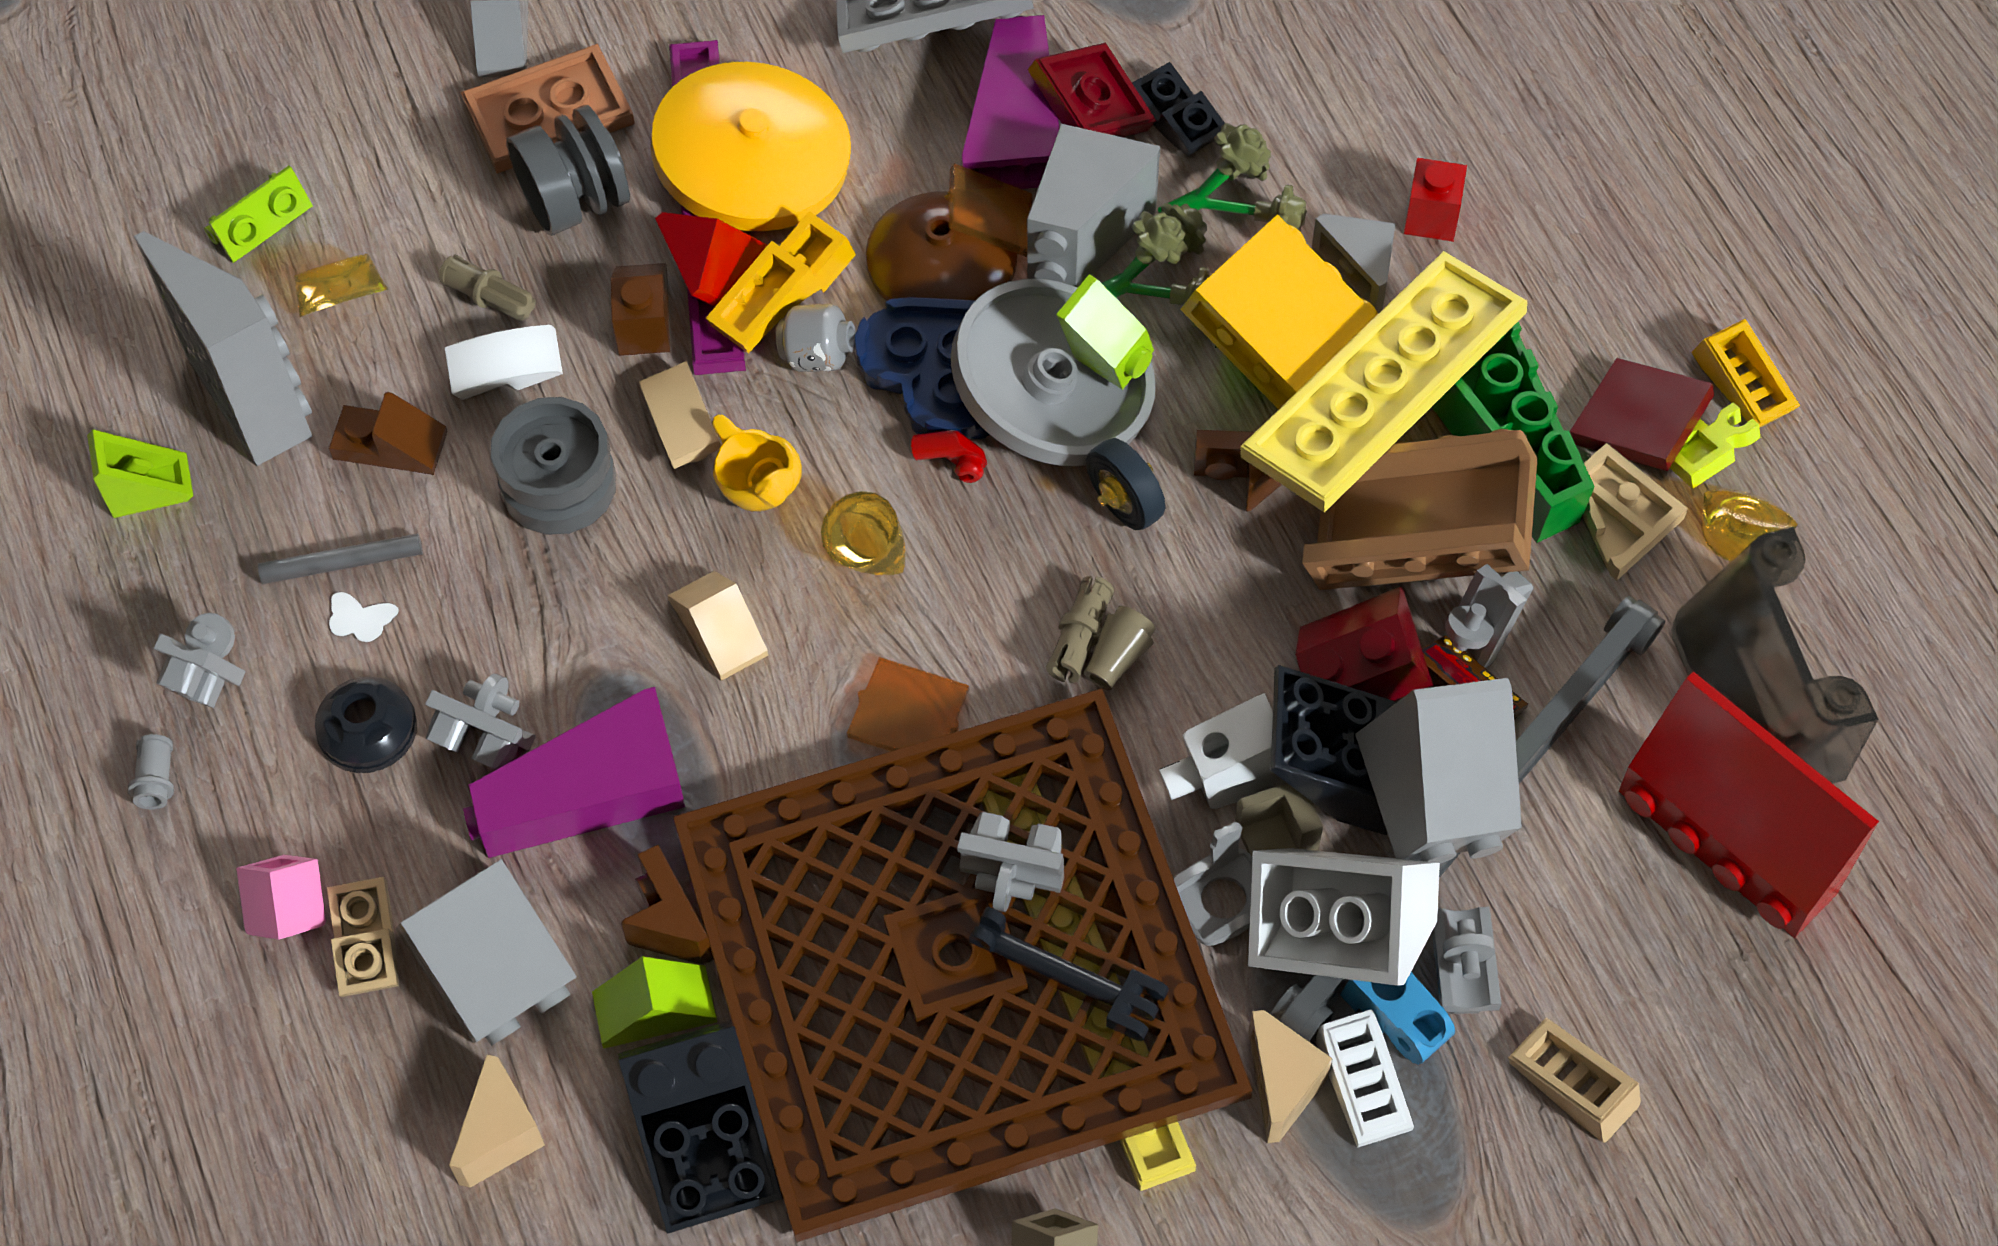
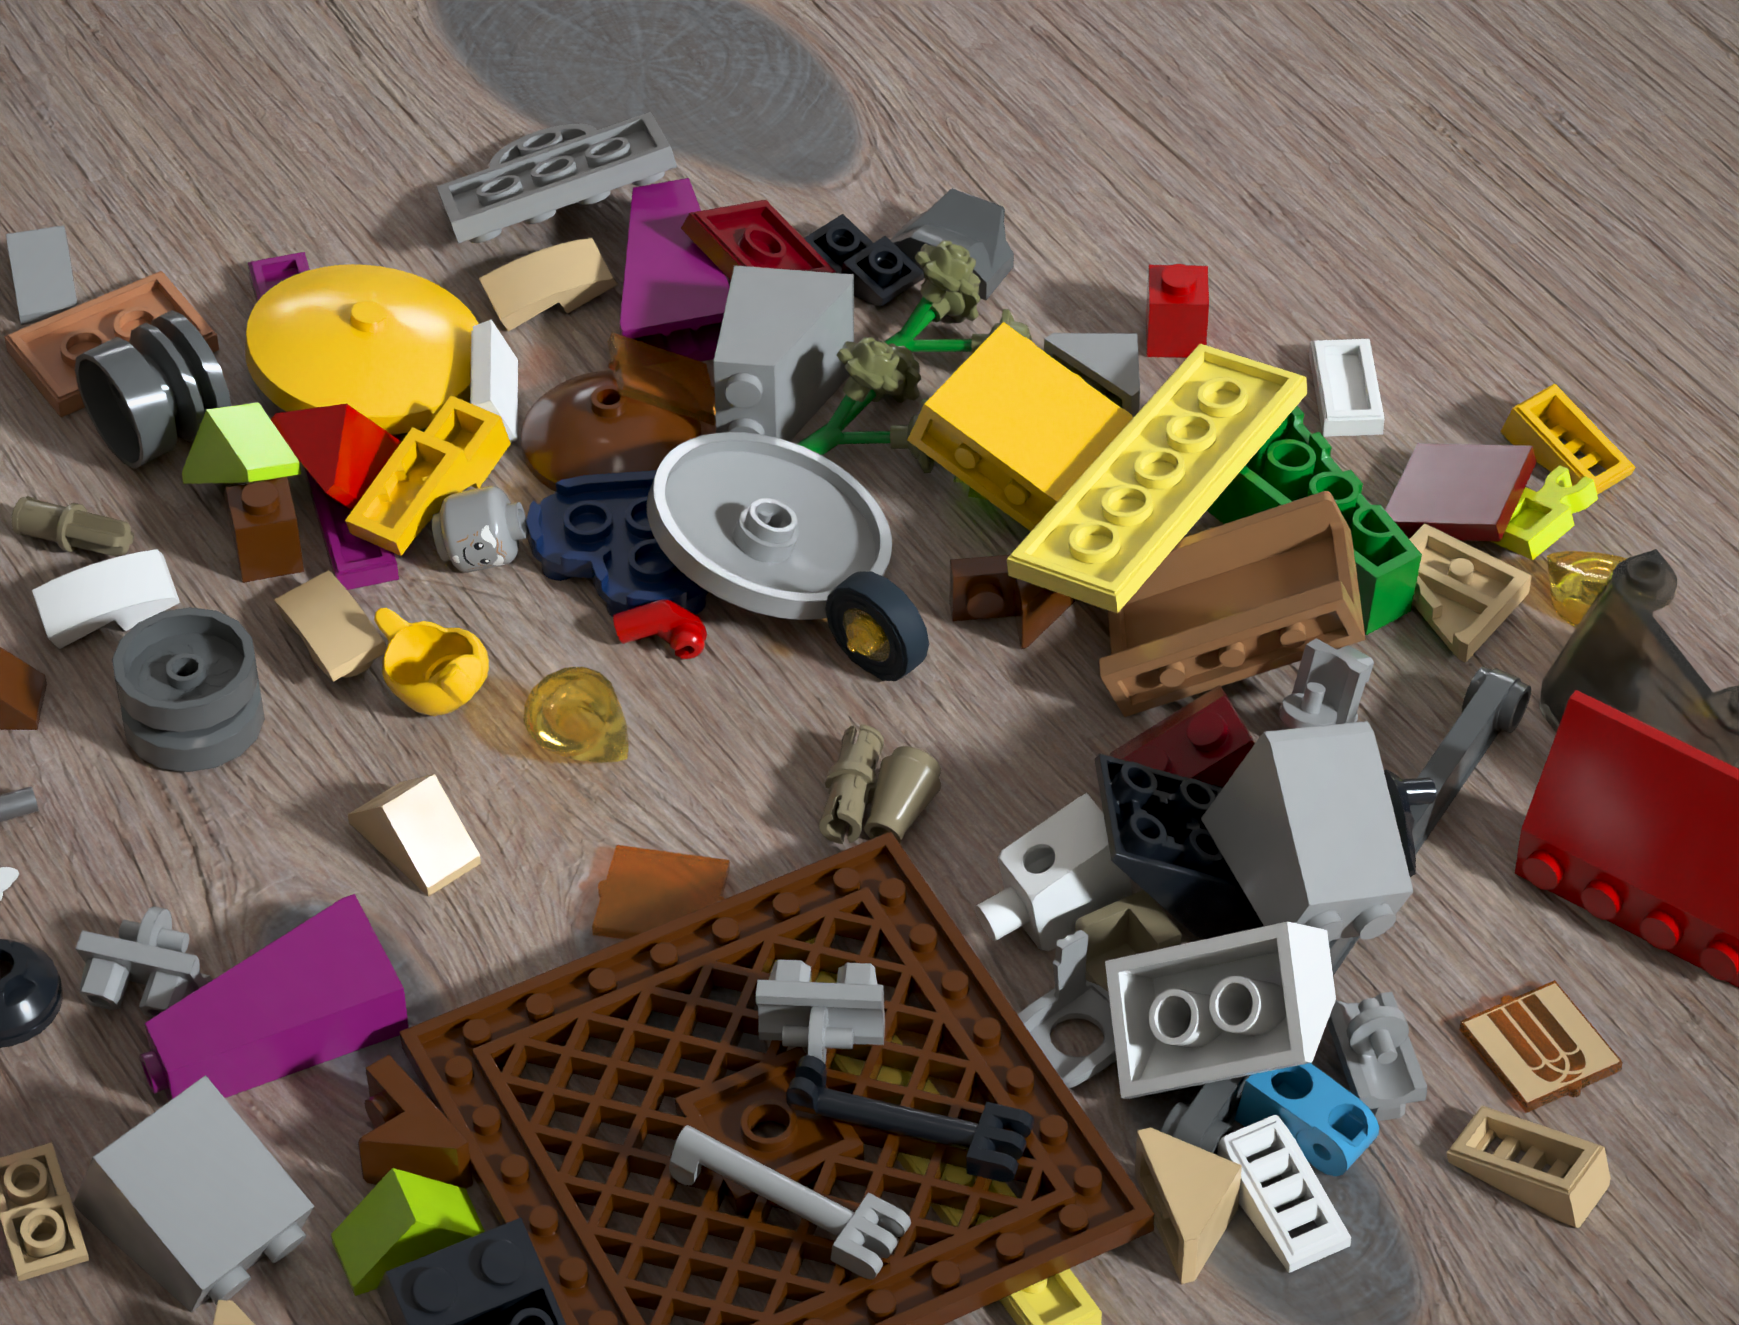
camera: 10 degrees left, 15 degrees down
(629, 241) = (238, 447): none -> lime slope
(851, 192) = (494, 376): none -> white tile
(891, 978) = (861, 1234): none -> light grey hinge
(913, 94) = (558, 274): none -> tan slope
(1105, 334) = (824, 472): slope -> none
(1264, 97) = (964, 222): none -> dark grey slope
(1527, 723) = (1403, 794): none -> black bar
(1567, 290) = (1346, 387): none -> white tile
(1607, 964) = (1540, 1046): none -> piece

